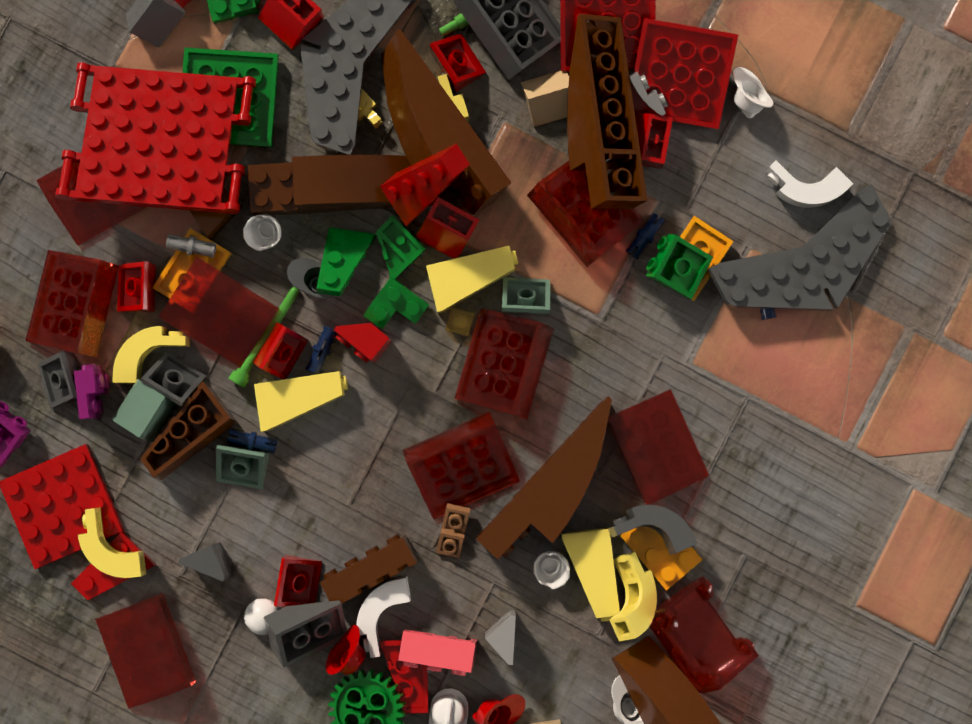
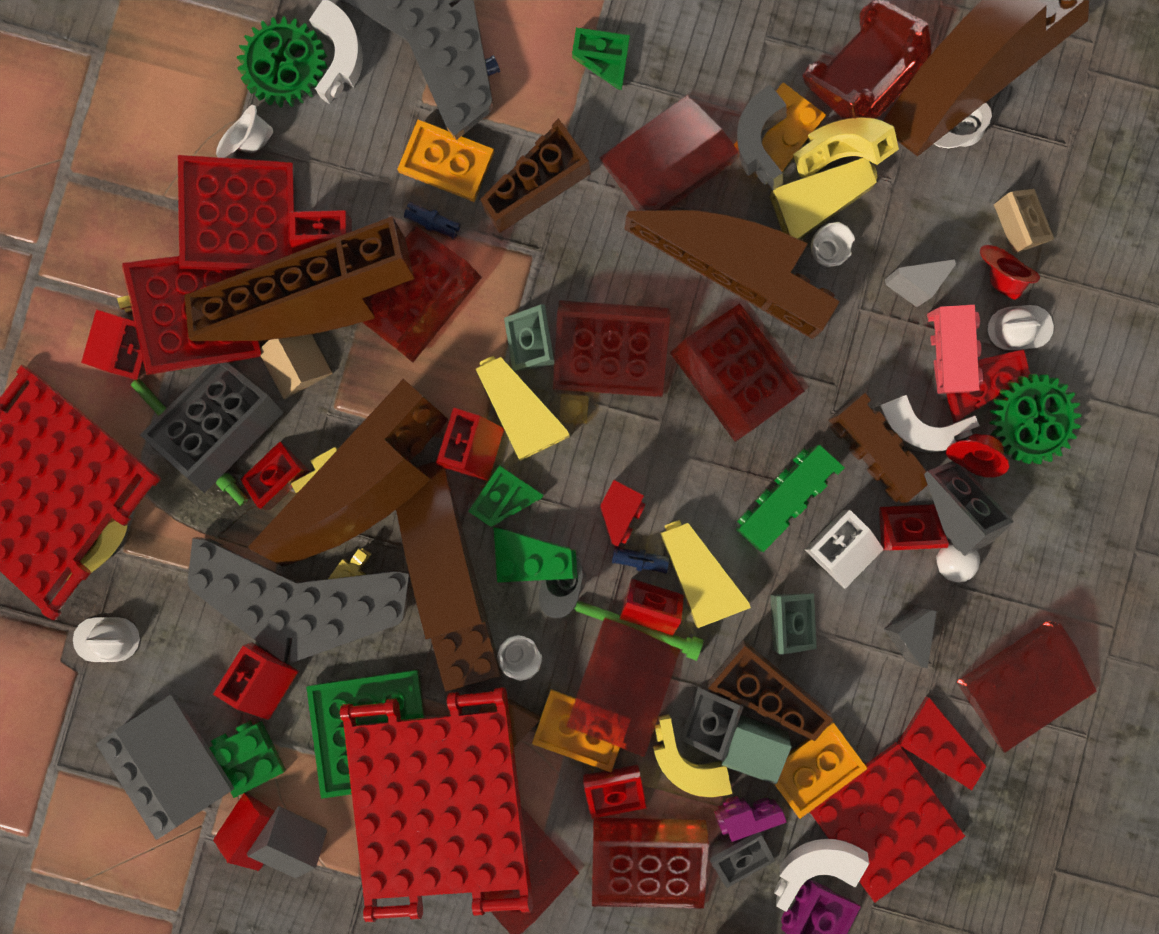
camera: 100 degrees left, 0 degrees up
(44, 443) = (819, 858): none -> white arch
(103, 555) = (935, 757): light yellow arch -> none
(116, 459) = (818, 770): none -> light orange plate
(191, 245) = (553, 737): light grey pin -> none
(252, 441) = (761, 616): dark blue pin -> none
(293, 522) = (845, 548): none -> white slope
(345, 482) = (788, 496): none -> green wedge
(395, 297) = (562, 486): green plate -> none
(421, 183) = (423, 476): red wedge -> none
(453, 530) = (812, 366): medium nougat slope -> none
(655, 101) = (271, 240): light grey slope -> none
(661, 331) = (537, 178): none -> reddish brown wedge
(678, 265) = (458, 172): green plate -> none
(758, 410) = (602, 54): none -> green wing
(817, 119) = (258, 55): none -> green gear

